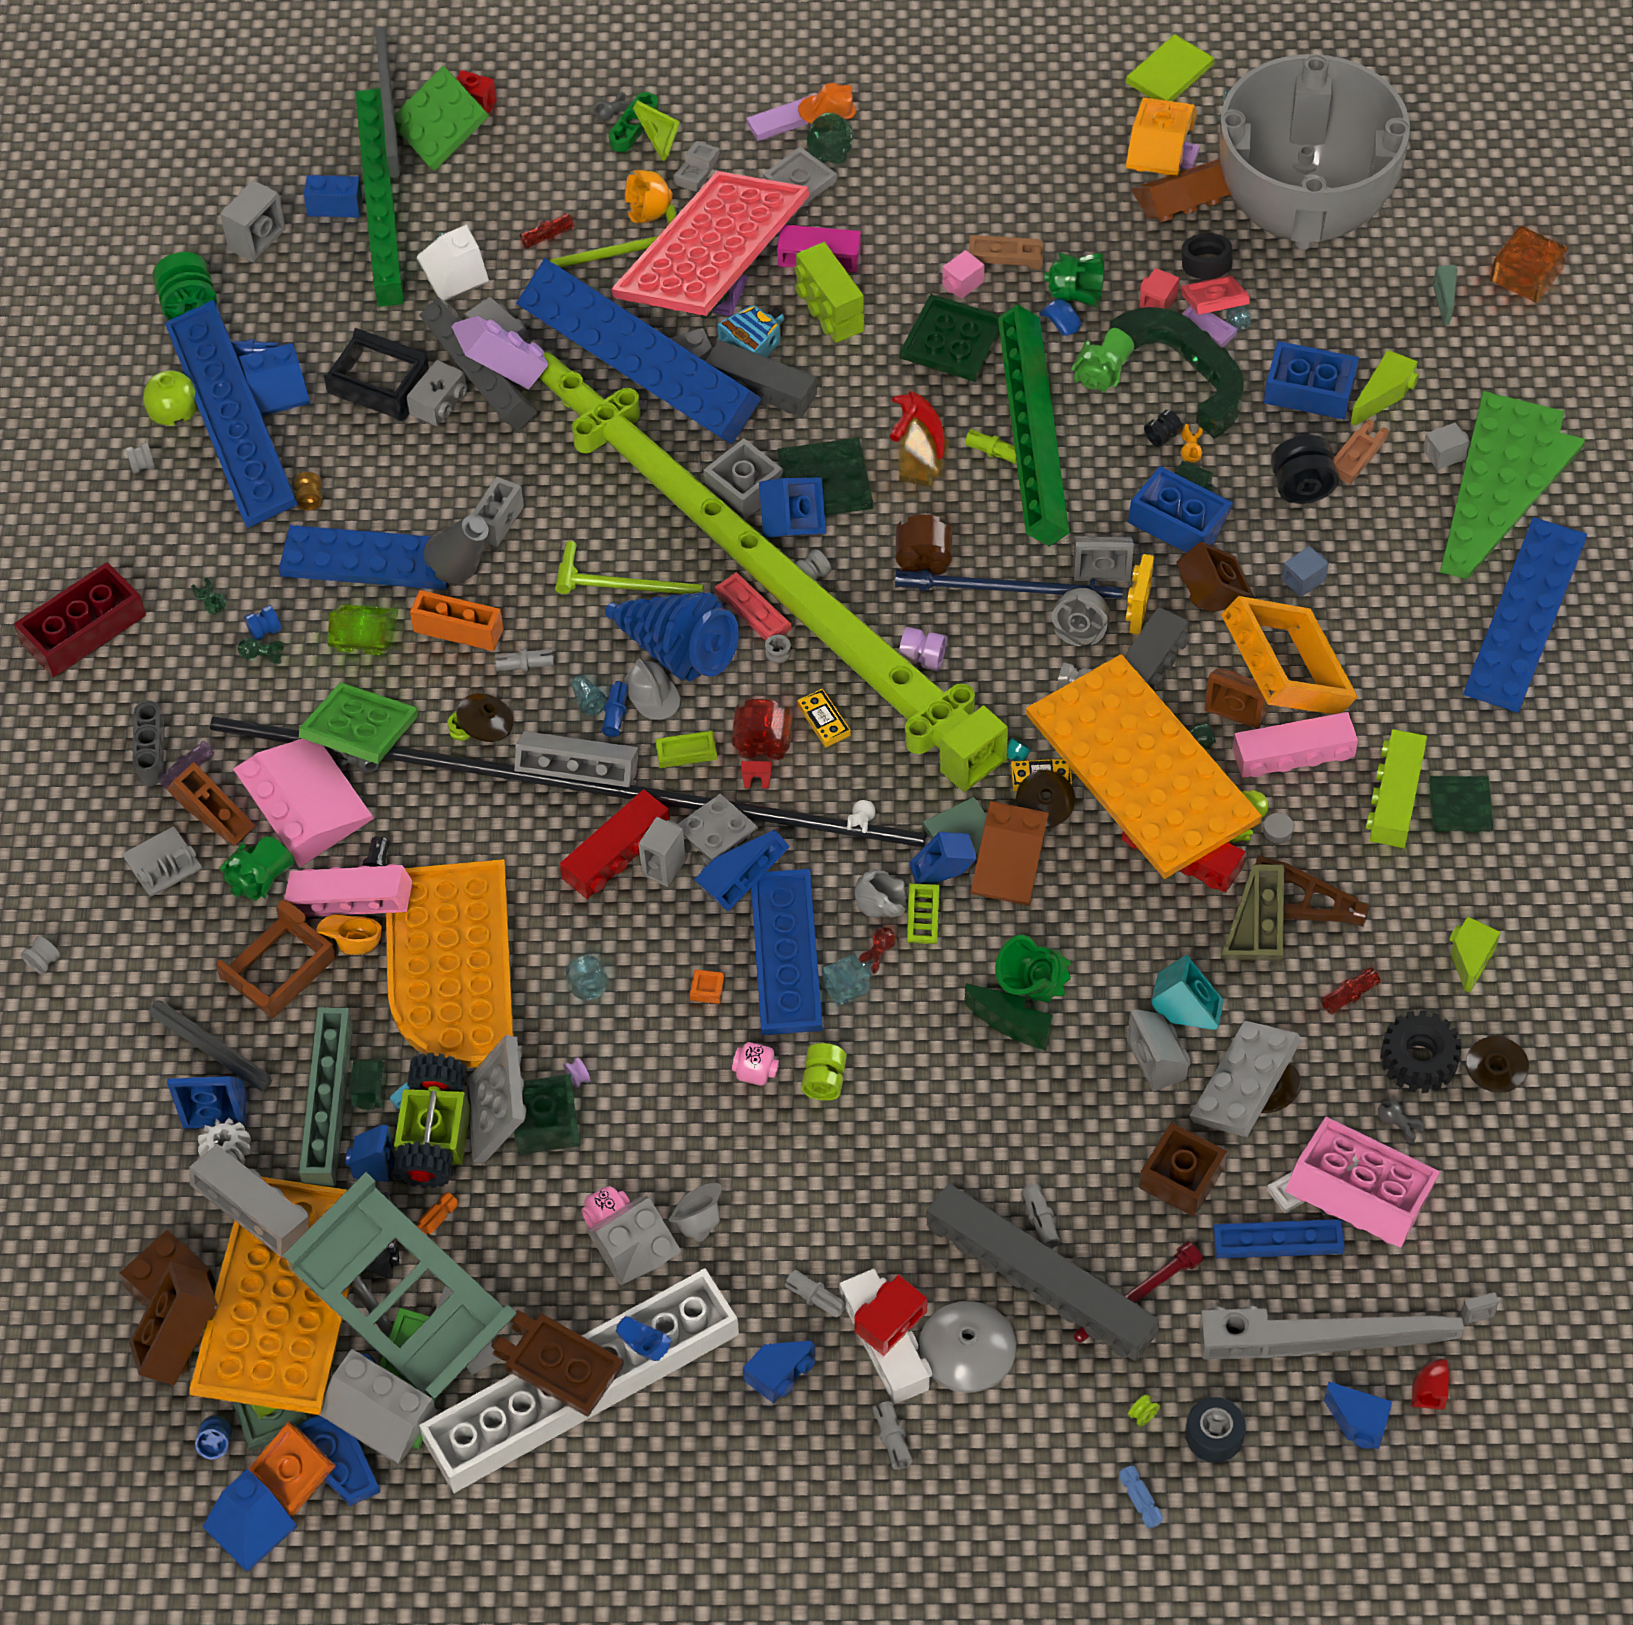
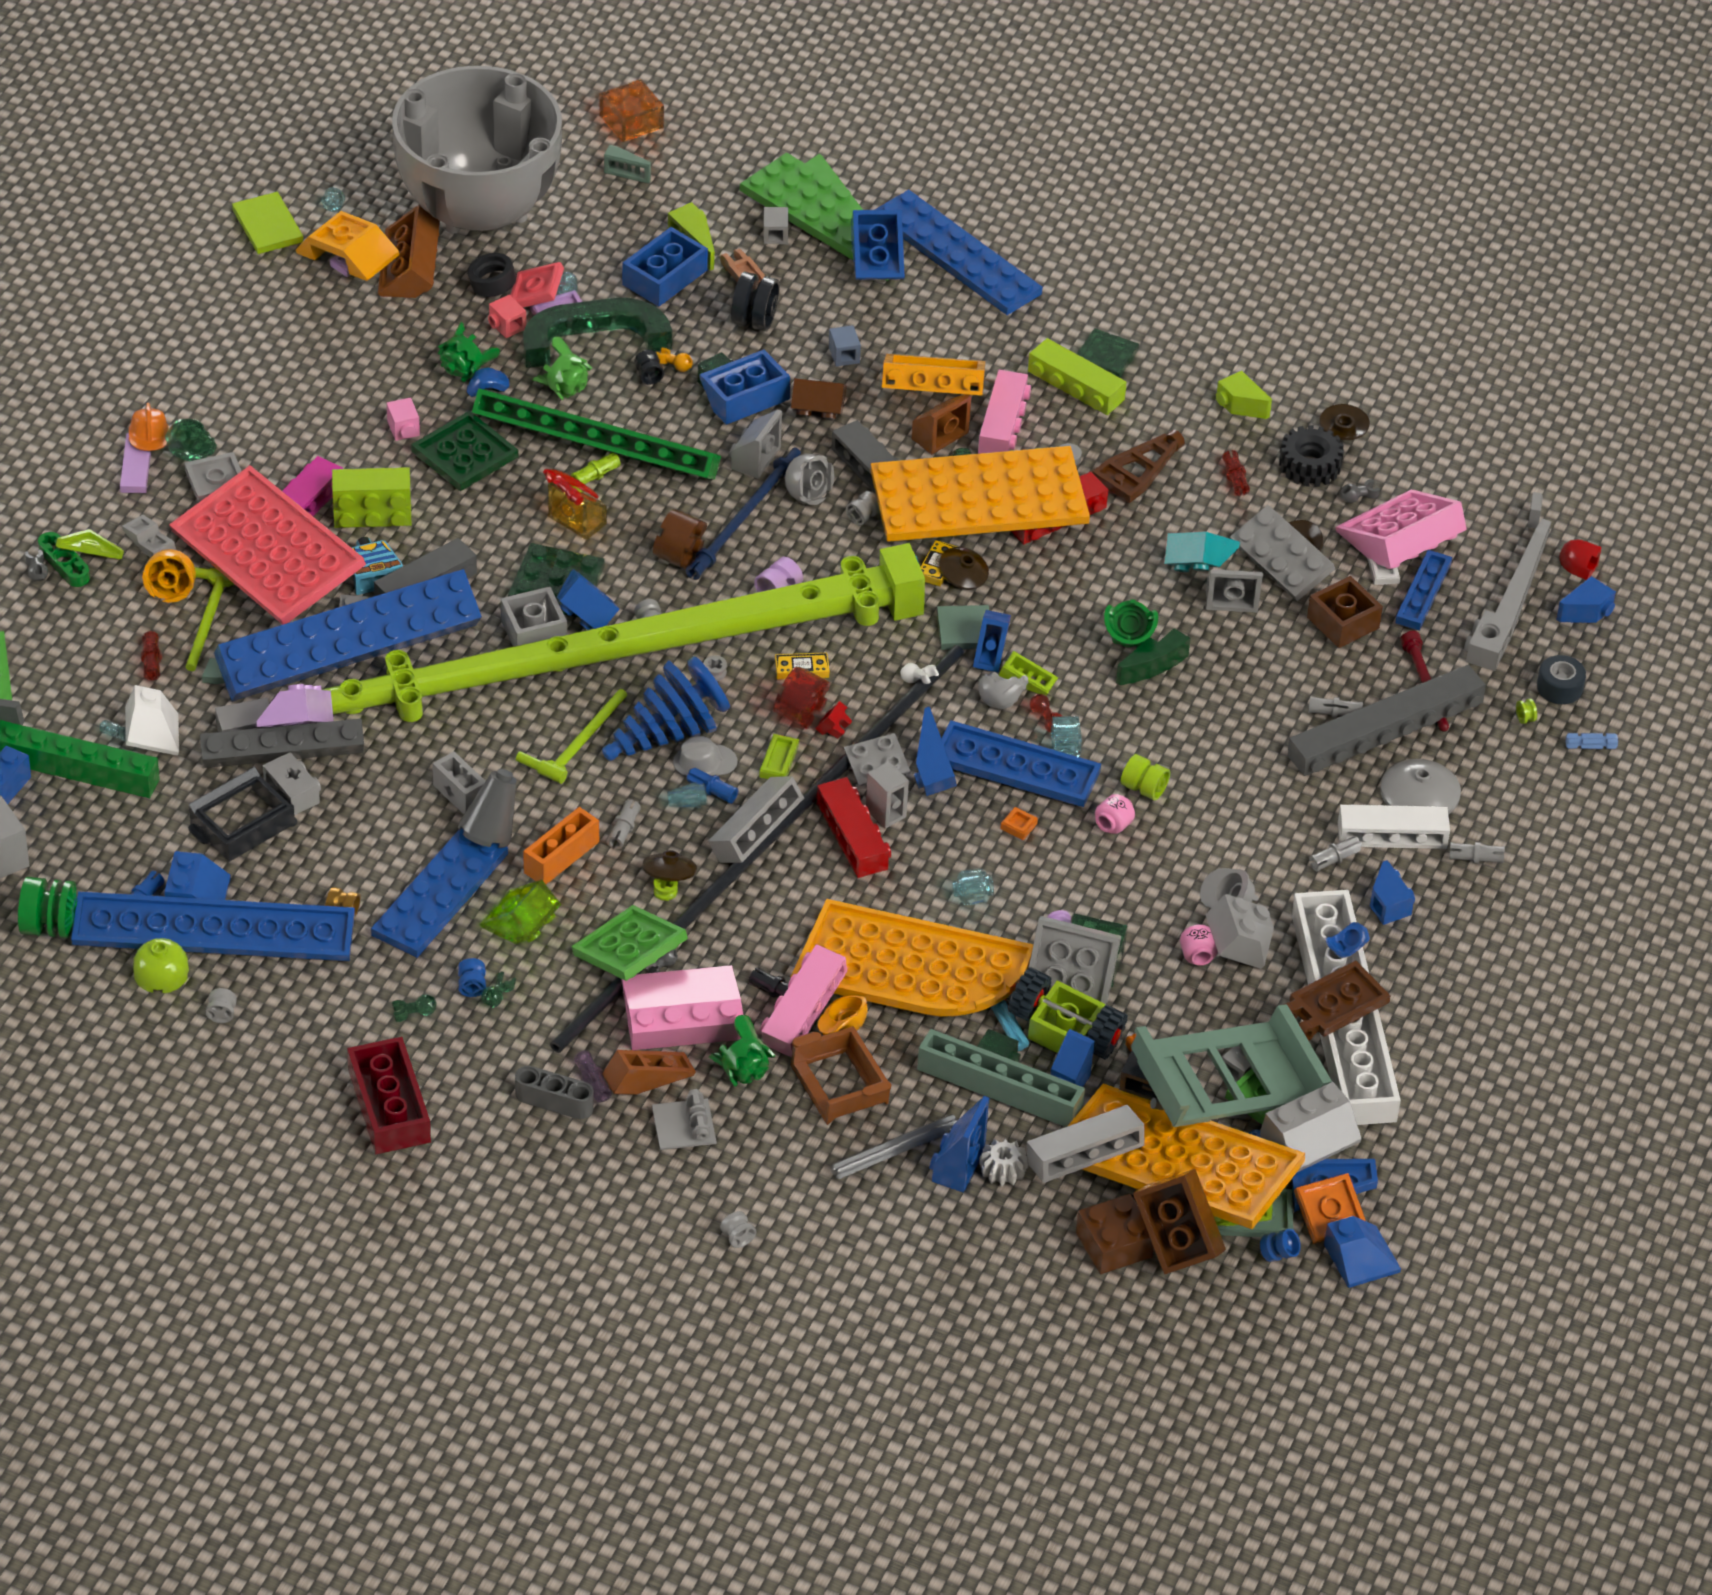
camera: 70 degrees left, 10 degrees down
(752, 607) = (644, 672): coral tile -> none
(890, 1314) = (1392, 802): red brick -> none
(1007, 250) = (394, 386): medium nougat plate -> none
(1009, 853) = (1004, 592): dark orange slope -> none
(1139, 594) = (814, 433): yellow plate -> none
(1259, 918) = (1155, 484): olive wedge -> none
(1458, 536) = (877, 244): none -> blue slope

